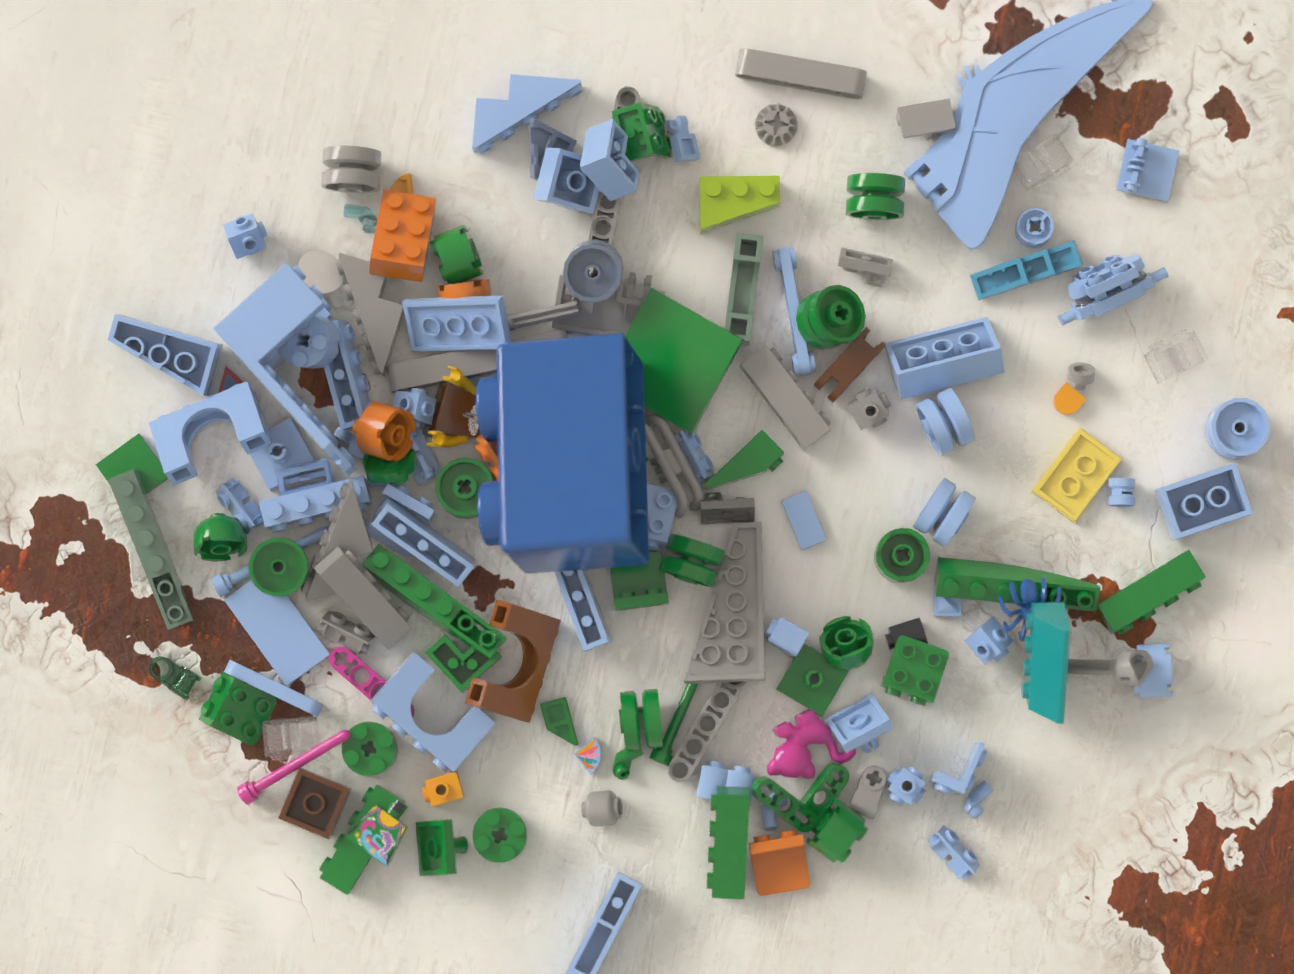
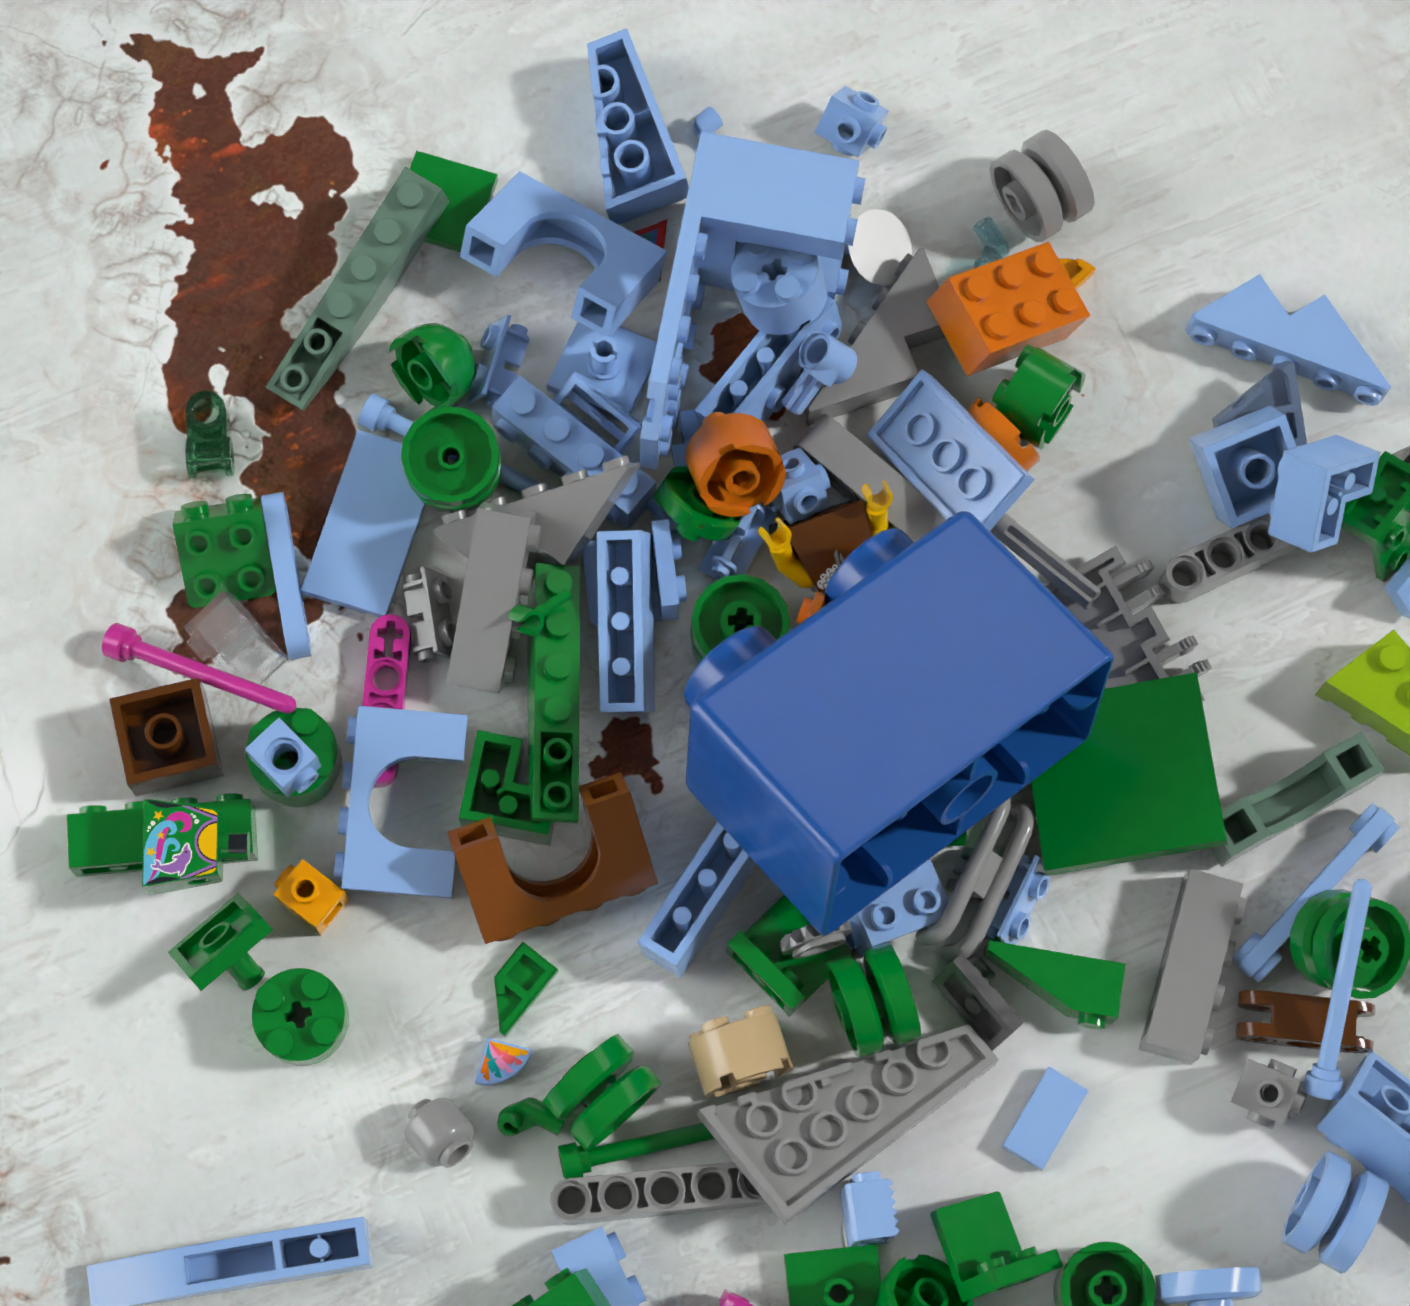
camera: 50 degrees right, 10 degrees down
(189, 309) = (707, 121): none -> light blue hand
(361, 755) = (275, 741): none -> light blue brick
(365, 349) = (824, 362): none -> light blue axle
(390, 588) = (535, 617): none -> green hand
(597, 255) = (1165, 603): sand blue wheel -> none
(641, 572) = (809, 942): none -> light grey gear
(670, 641) = (739, 1052): none -> tan brick
(842, 595) = (985, 1248): none -> green bracket
(882, 379) = (1325, 1078): none -> light blue piece

